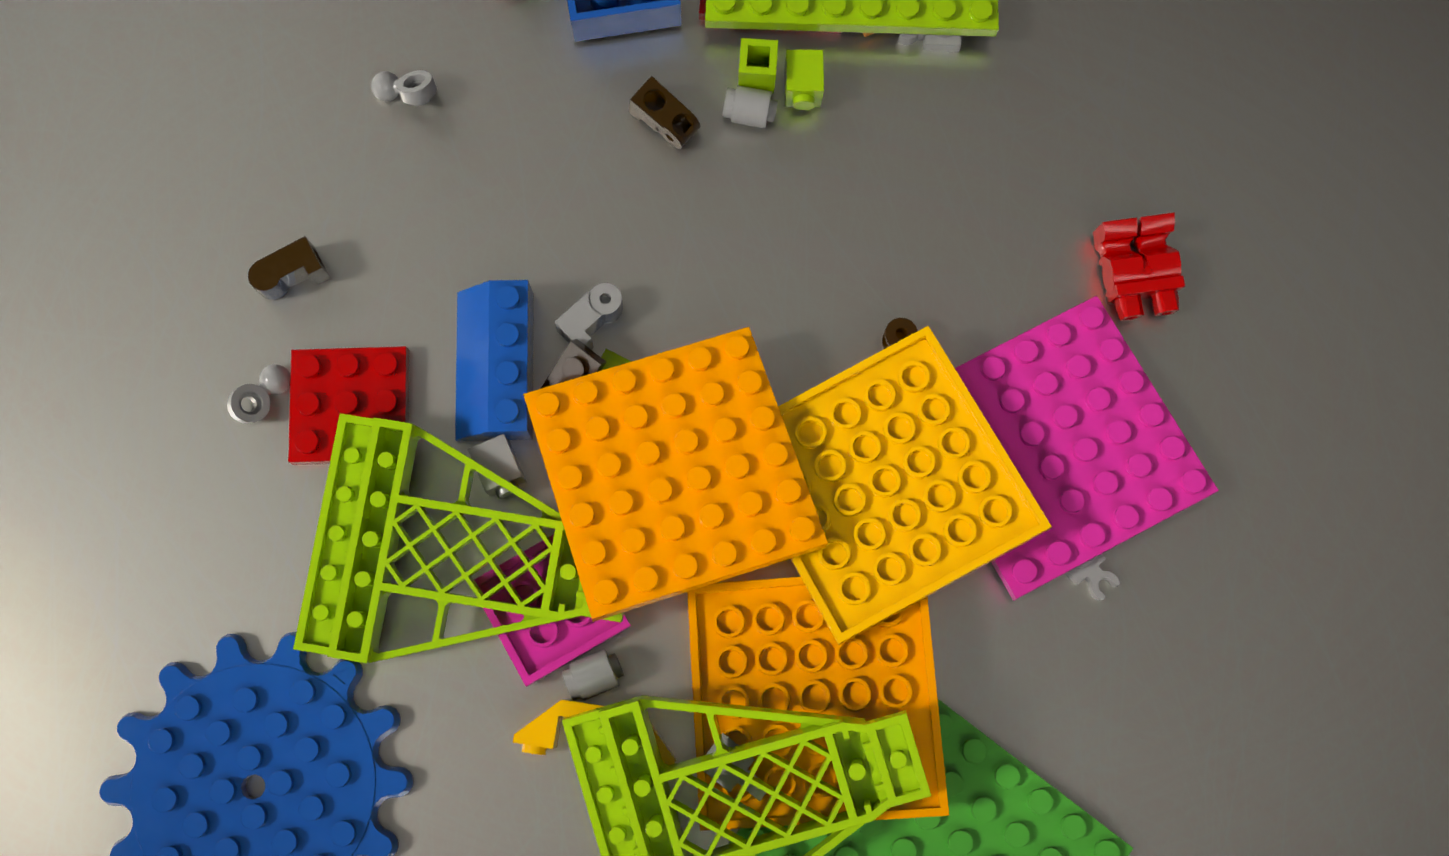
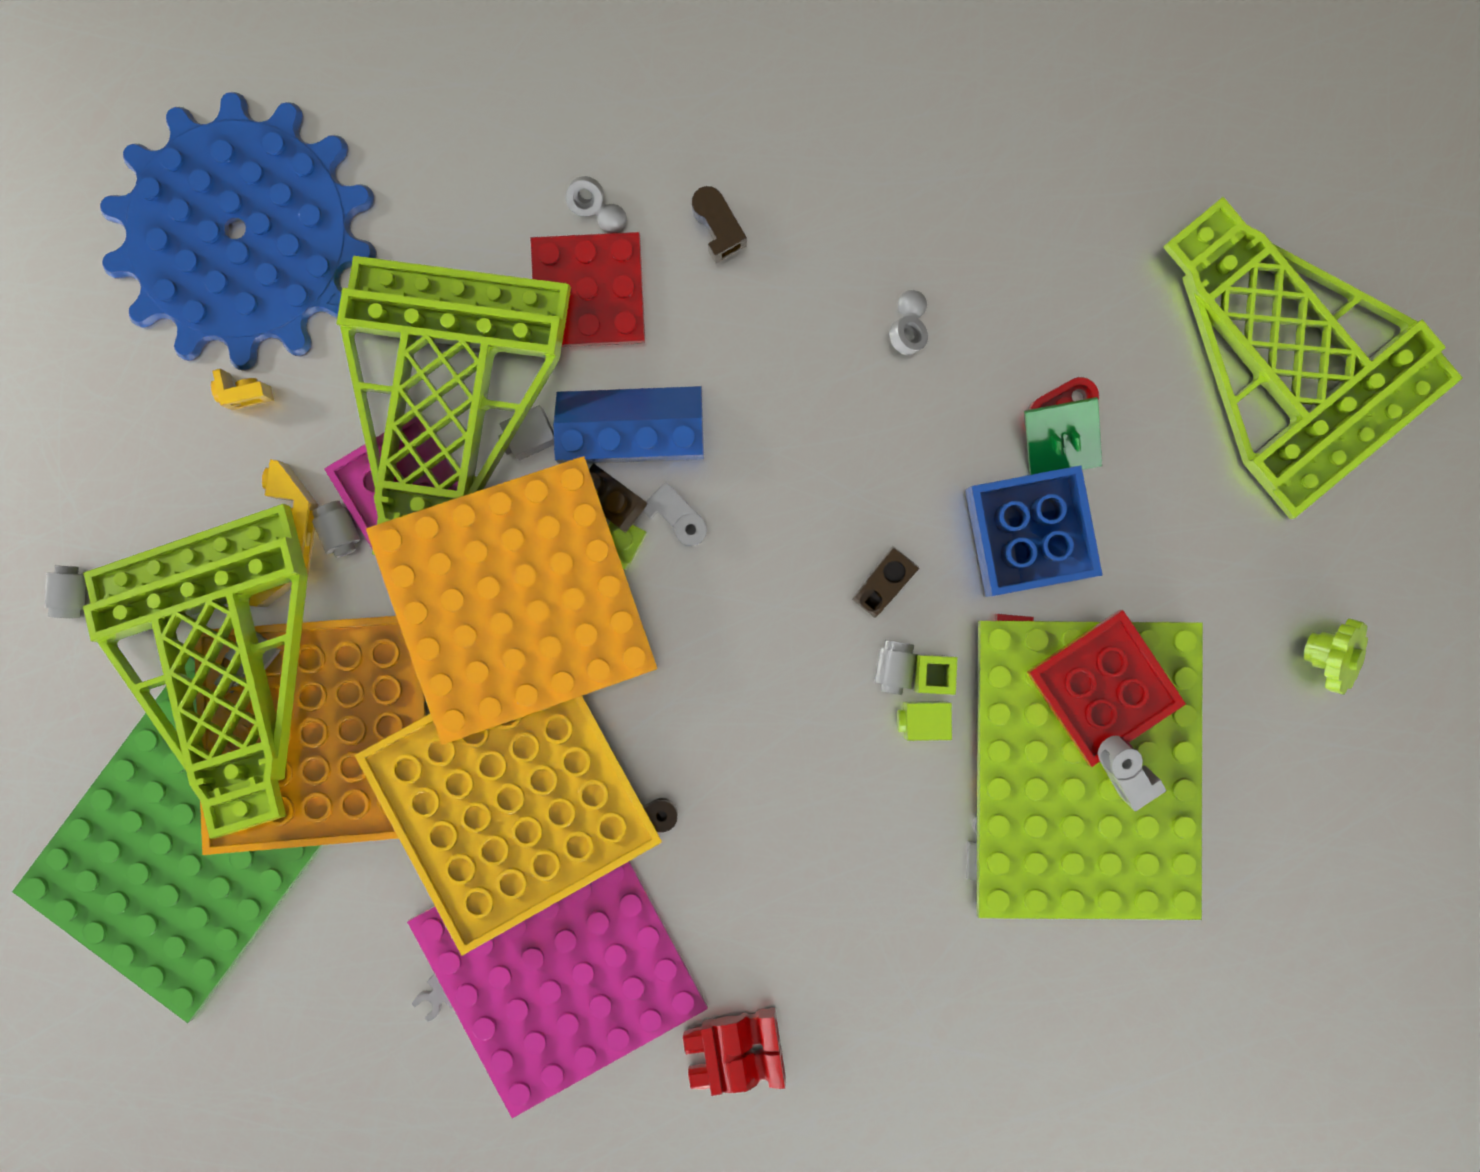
camera: 95 degrees right, 10 degrees up
(439, 775) = (245, 394): none -> yellow bracket

